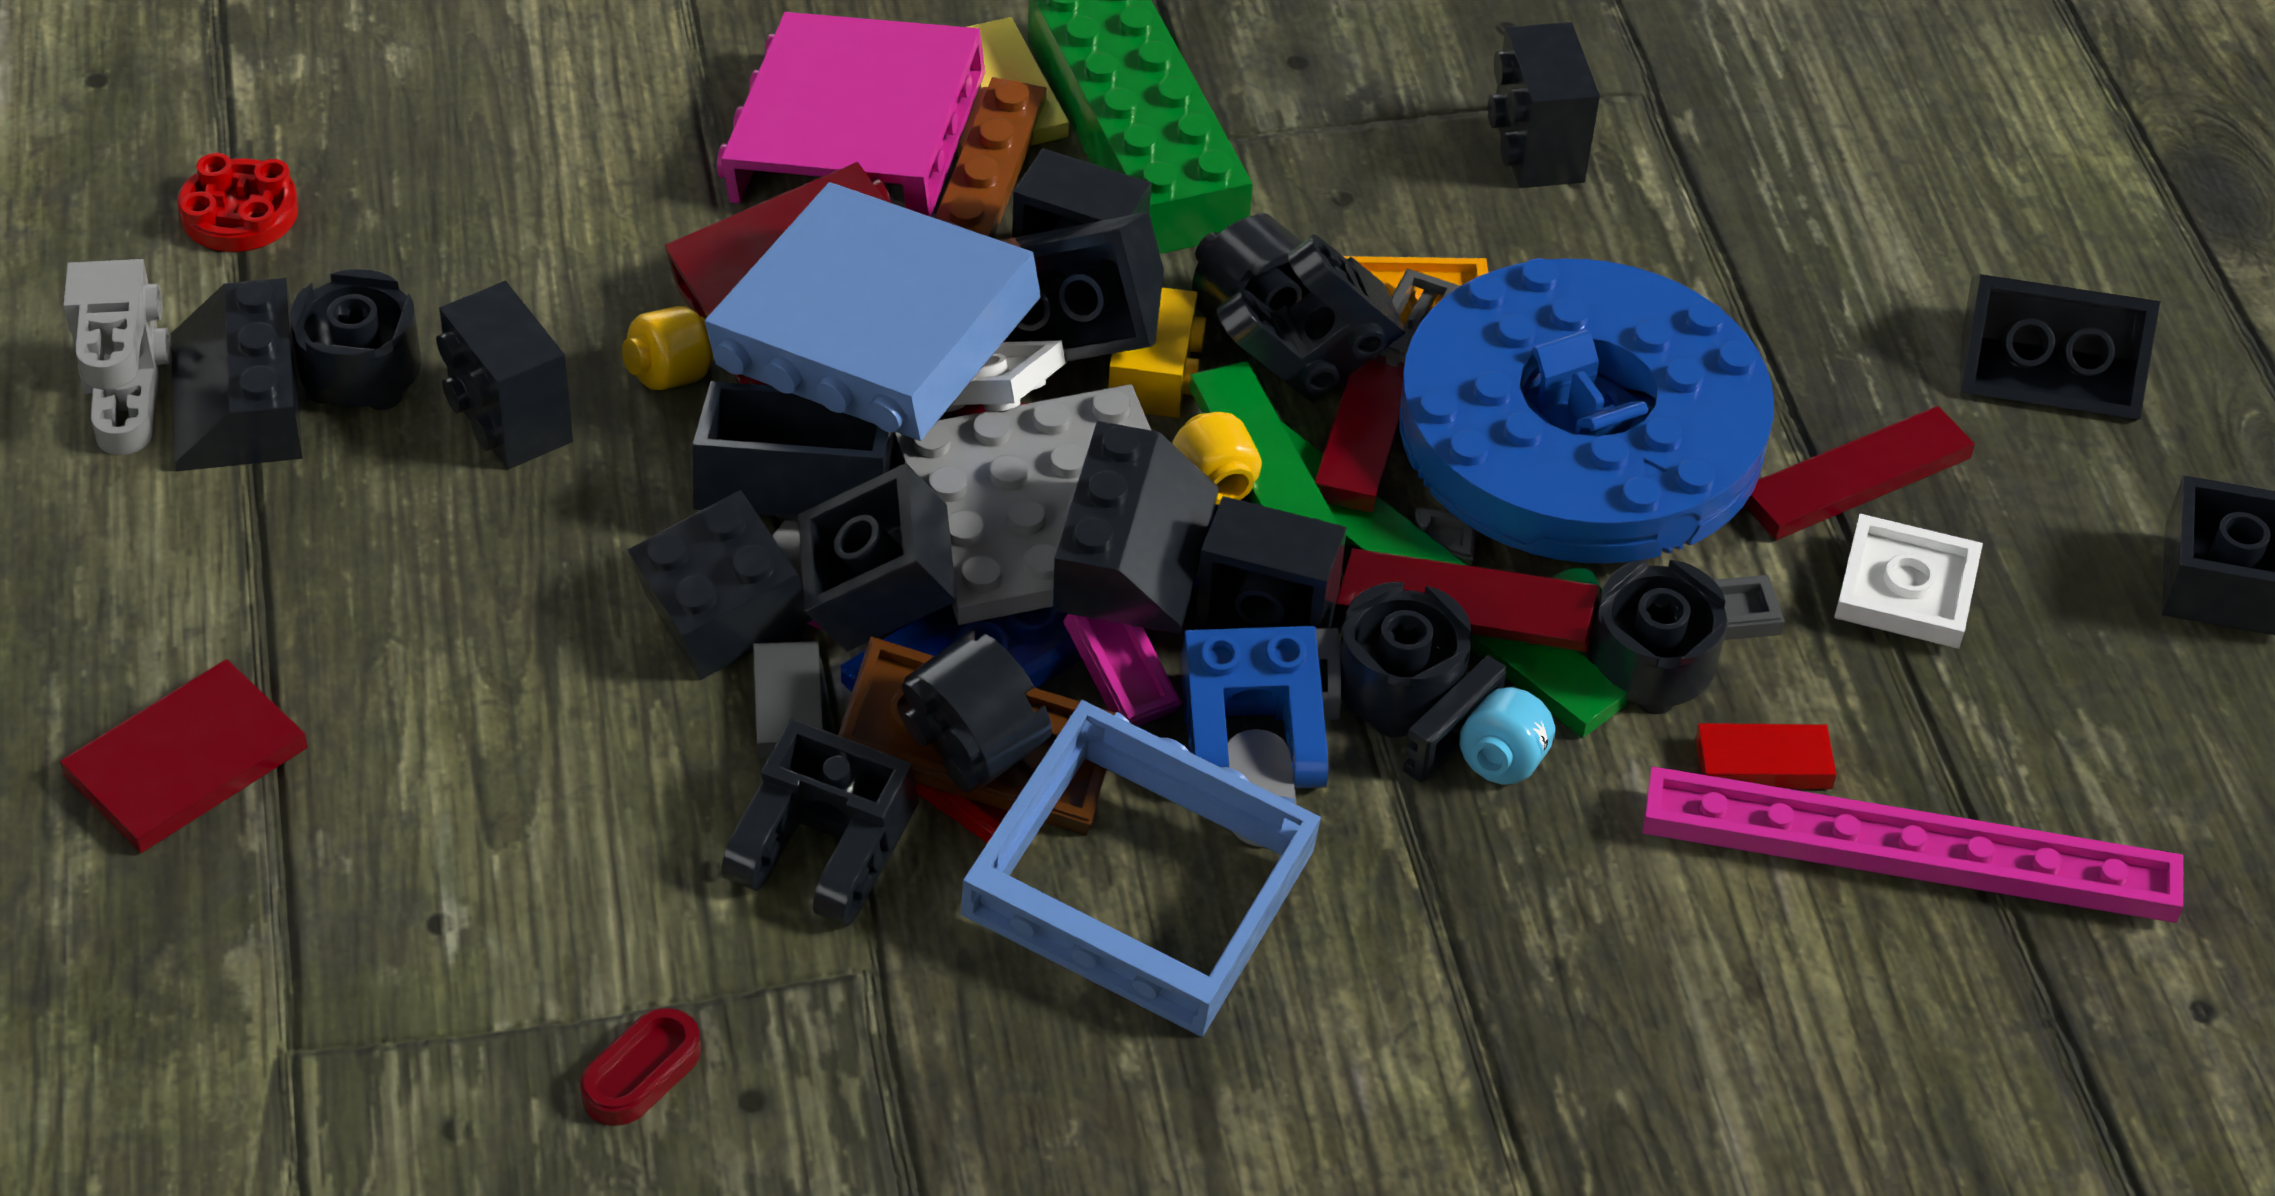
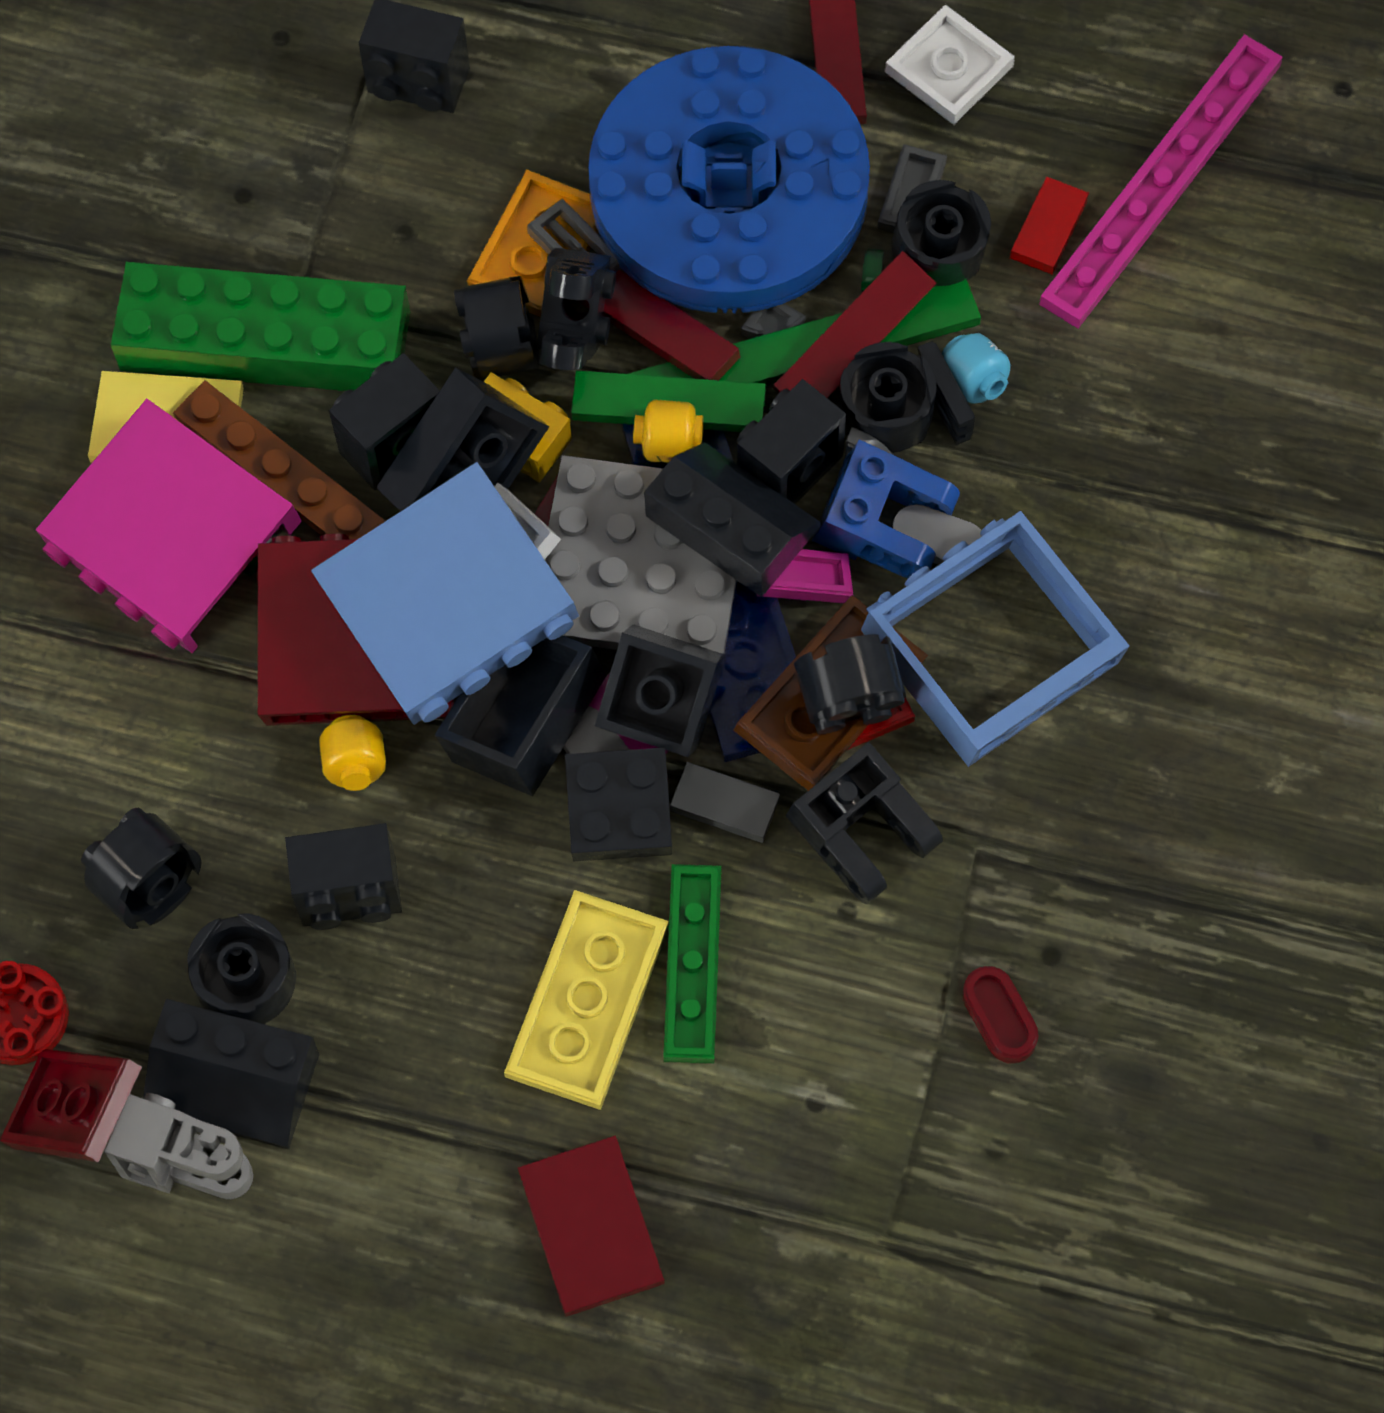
camera: 60 degrees left, 20 degrees up
(128, 246) = (70, 1104): none -> dark red tile
(435, 219) = (140, 869): none -> black brick
(472, 659) = (587, 999): none -> light yellow tile
(563, 739) = (692, 964): none -> green tile

